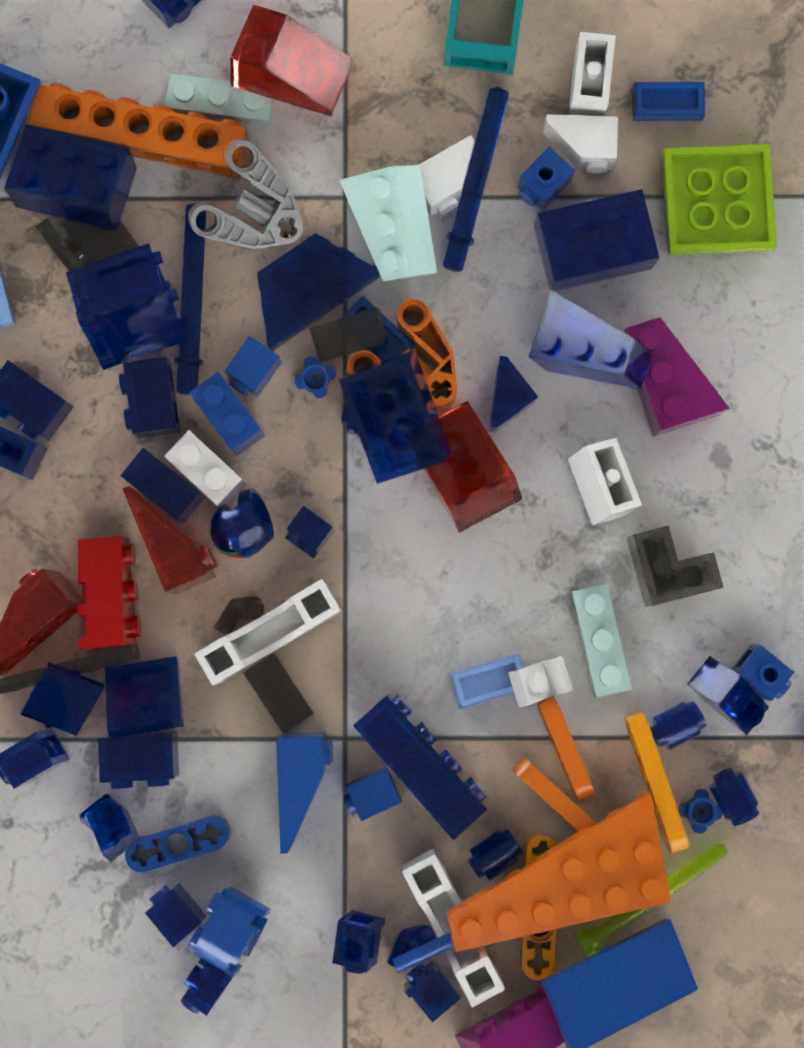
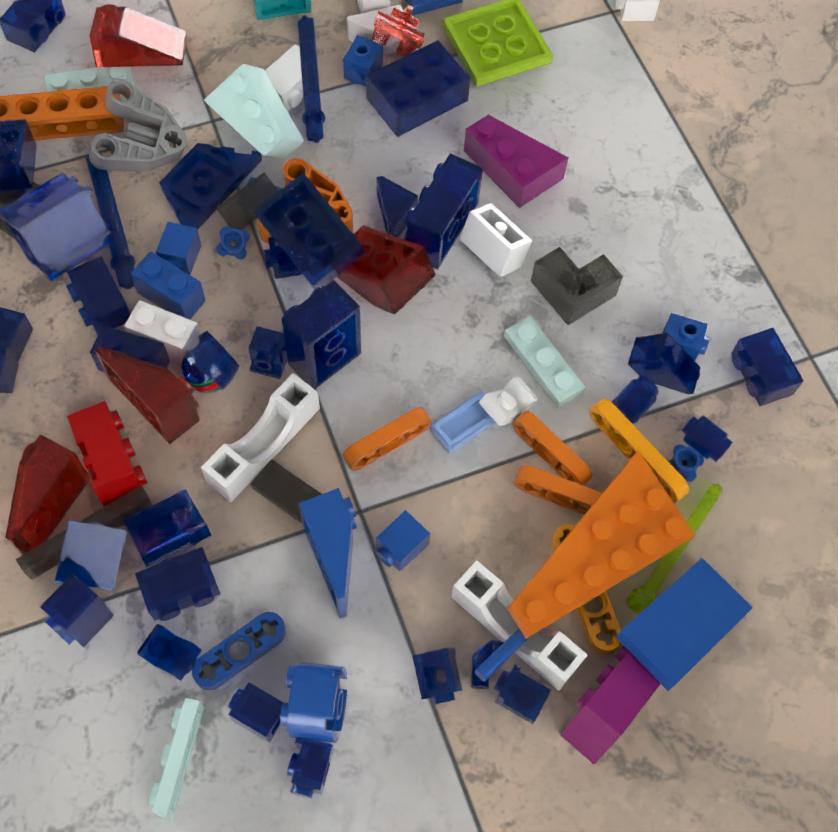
camera: 25 degrees left, 20 degrees down
(86, 929) = (176, 758): none -> light aqua plate
(239, 609) = (231, 433): clear smoke arm -> none
(366, 545) = (322, 334): none -> clear blue brick
(399, 674) = (387, 438): none -> orange beam
(420, 766) = (433, 494): clear blue brick -> none
(494, 854) = (529, 554): clear blue brick -> none
(558, 425) = (444, 207): none -> clear blue brick
(586, 347) = (429, 142): clear blue wedge -> none
(600, 160) = (409, 37): none -> clear red hips

